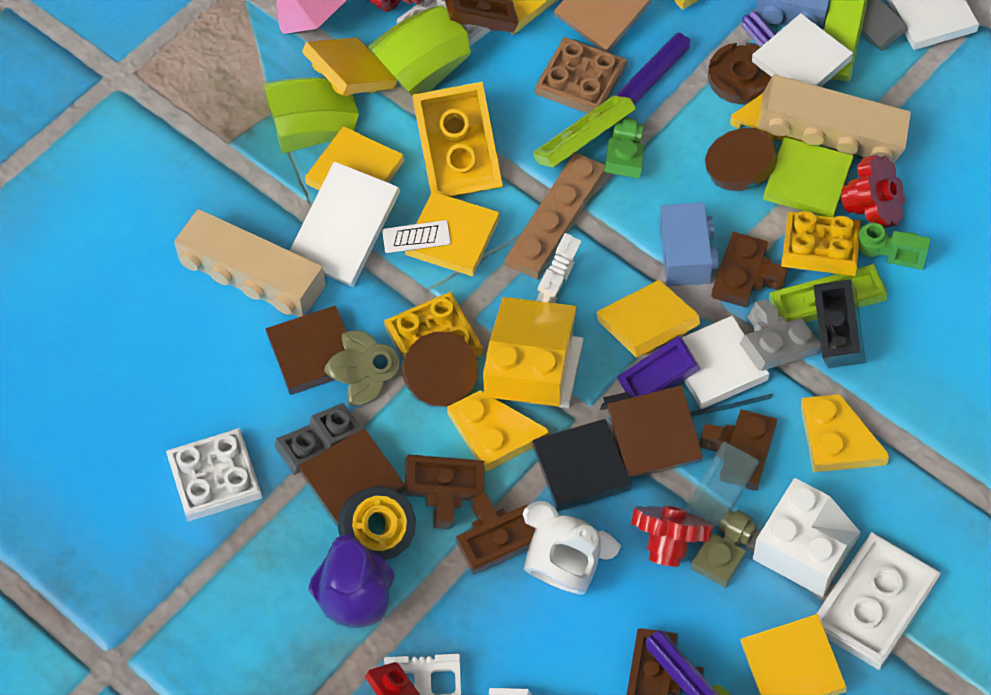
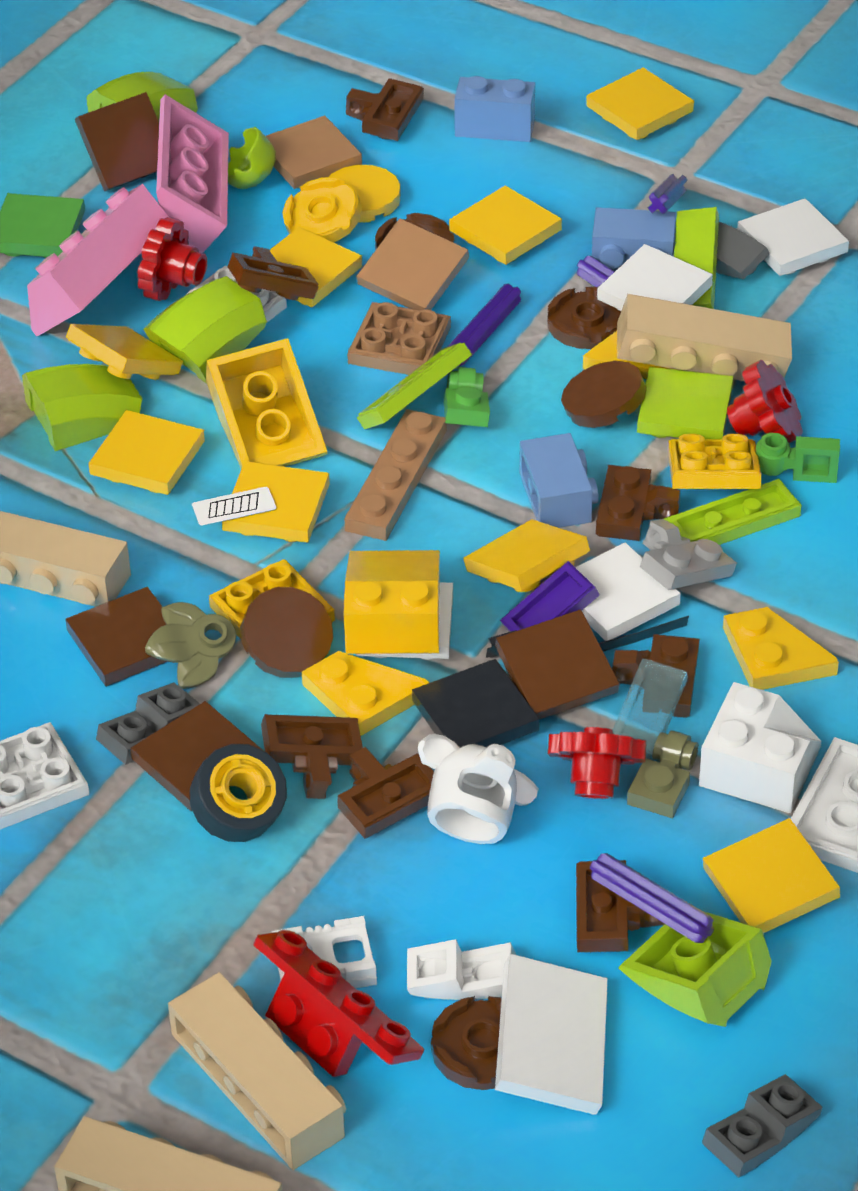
camera: 10 degrees left, 15 degrees down
(345, 222) = (147, 499): white tile -> none
(352, 584) = (220, 854): dark purple helmet -> none
(559, 269) = (409, 520): white piece -> none
(839, 323) = (753, 531): black brick -> none

